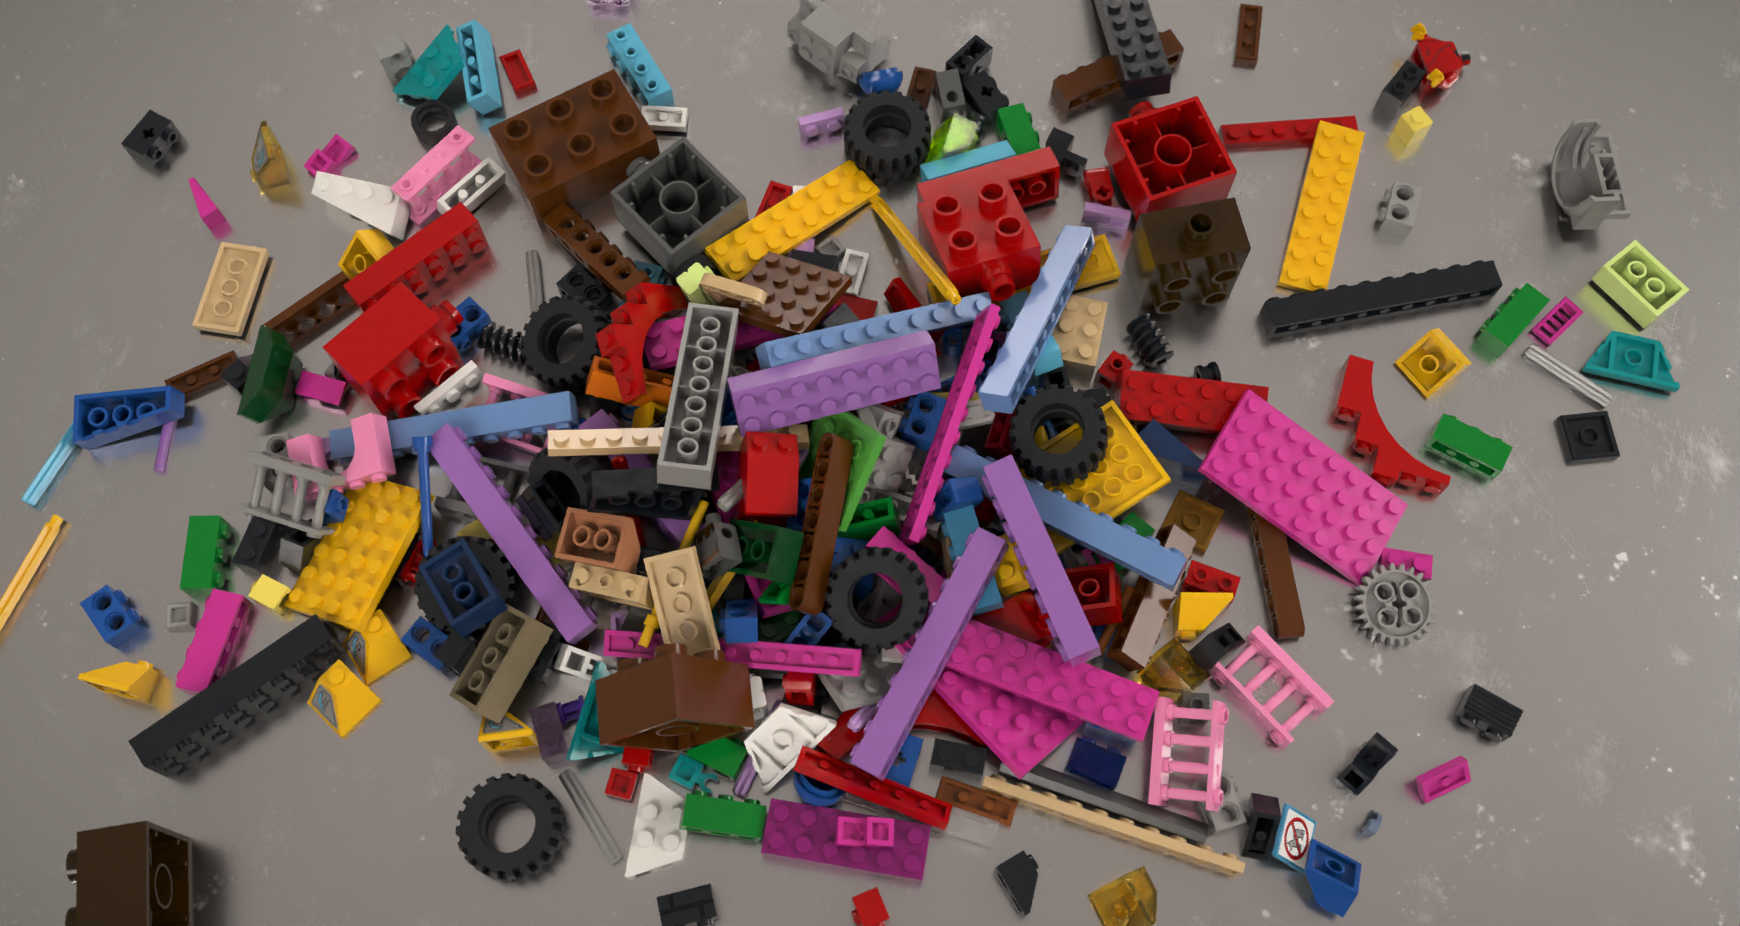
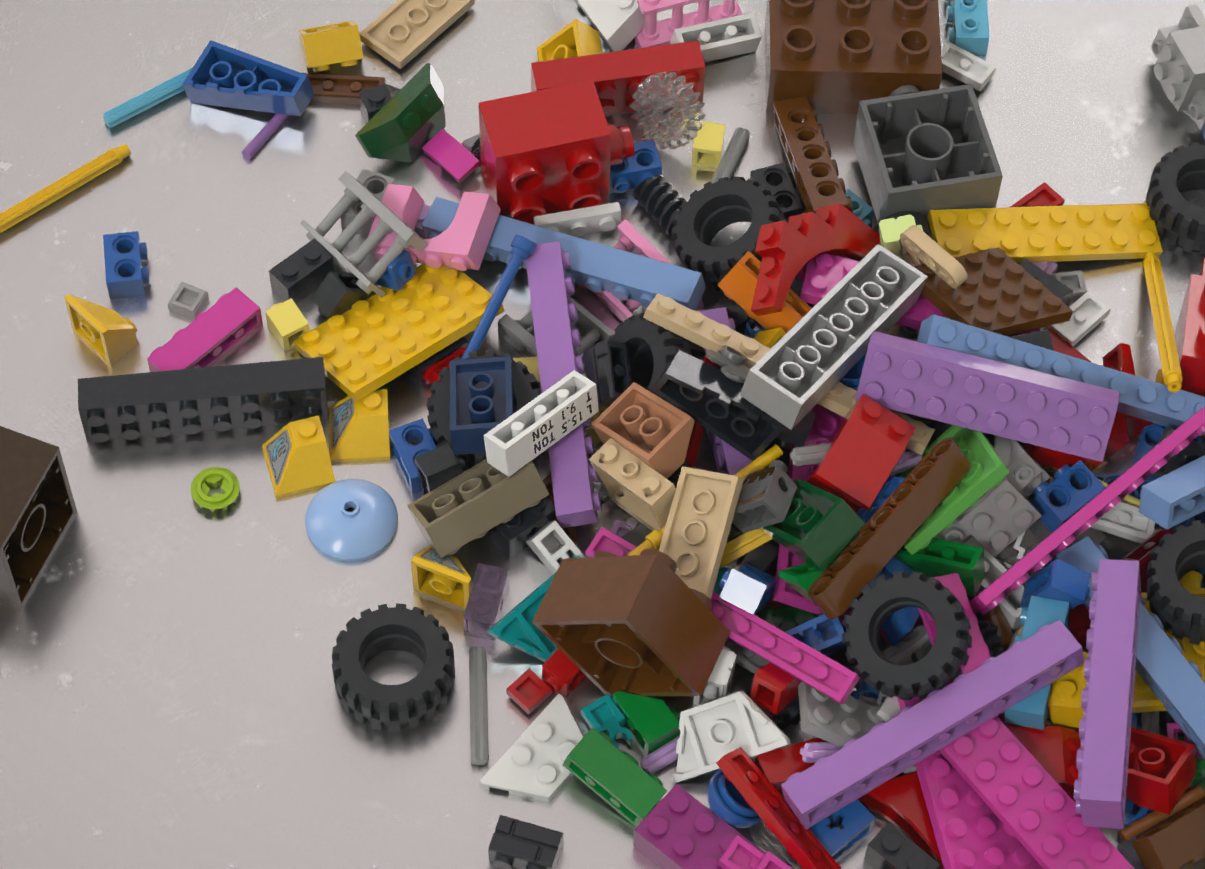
camera: 30 degrees right, 10 degrees down
(174, 345) = (331, 45): none -> yellow slope
(205, 555) = (245, 253): green brick -> none
(284, 750) = (213, 478): none -> lime gear
(312, 305) = (484, 75): reddish brown fence -> none
(422, 734) = (352, 534): none -> light blue dish
(461, 256) = (659, 94): none -> clear gear
(512, 276) = (709, 145): none -> light yellow brick
(517, 582) = (541, 423): none -> white brick
(570, 710) = (513, 586): dark purple bush -> none
(634, 458) = (730, 362): none -> dark grey plate
(821, 122) = (1135, 150): lavender plate -> none

